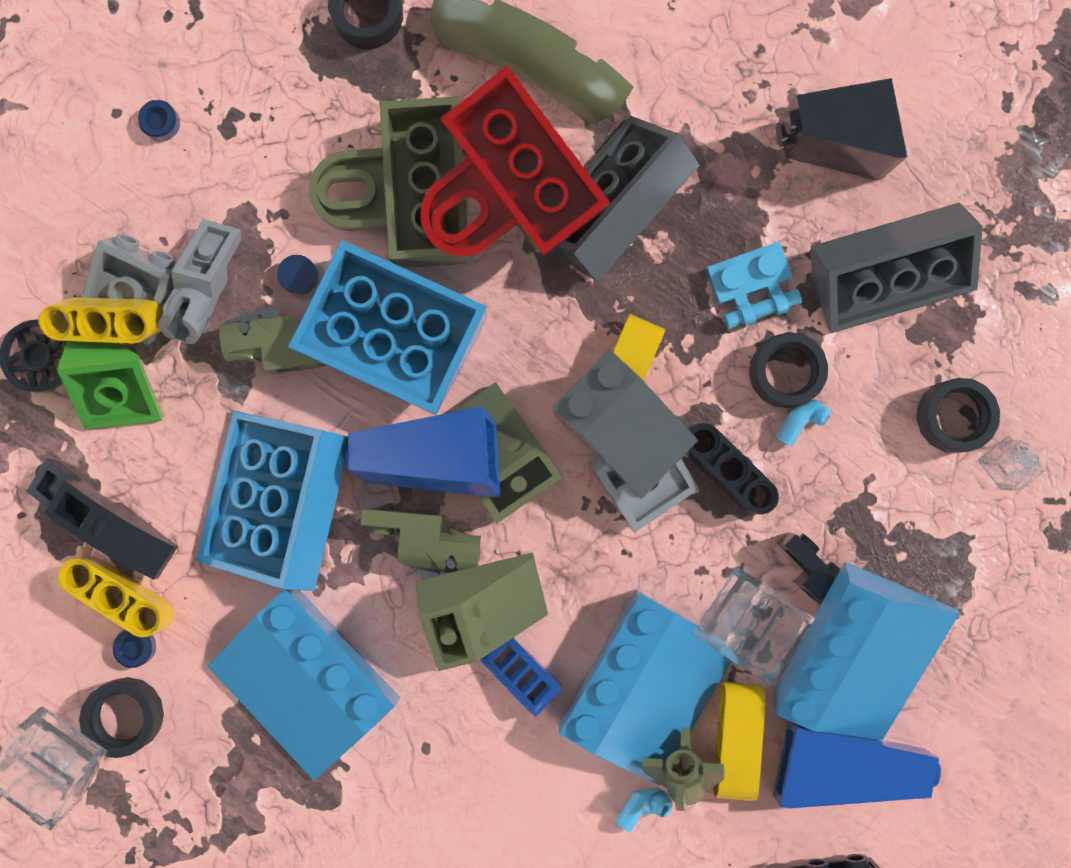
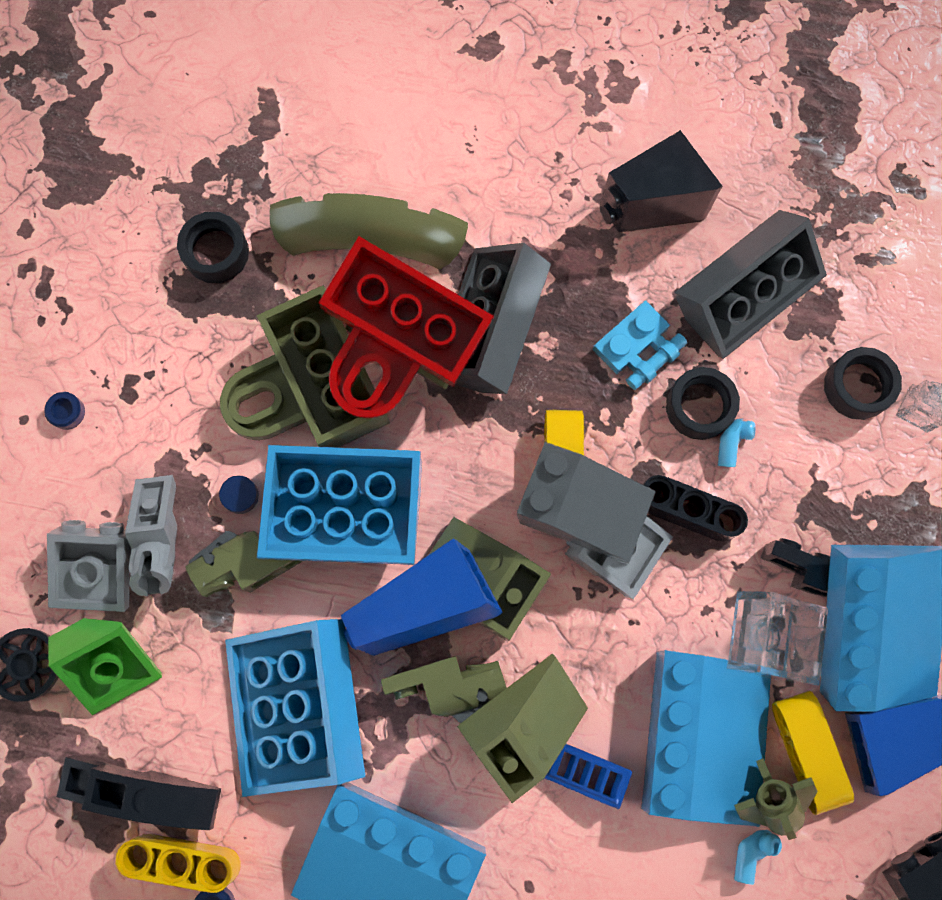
camera: 20 degrees left, 10 degrees down
(86, 323) = (61, 613): yellow beam -> none

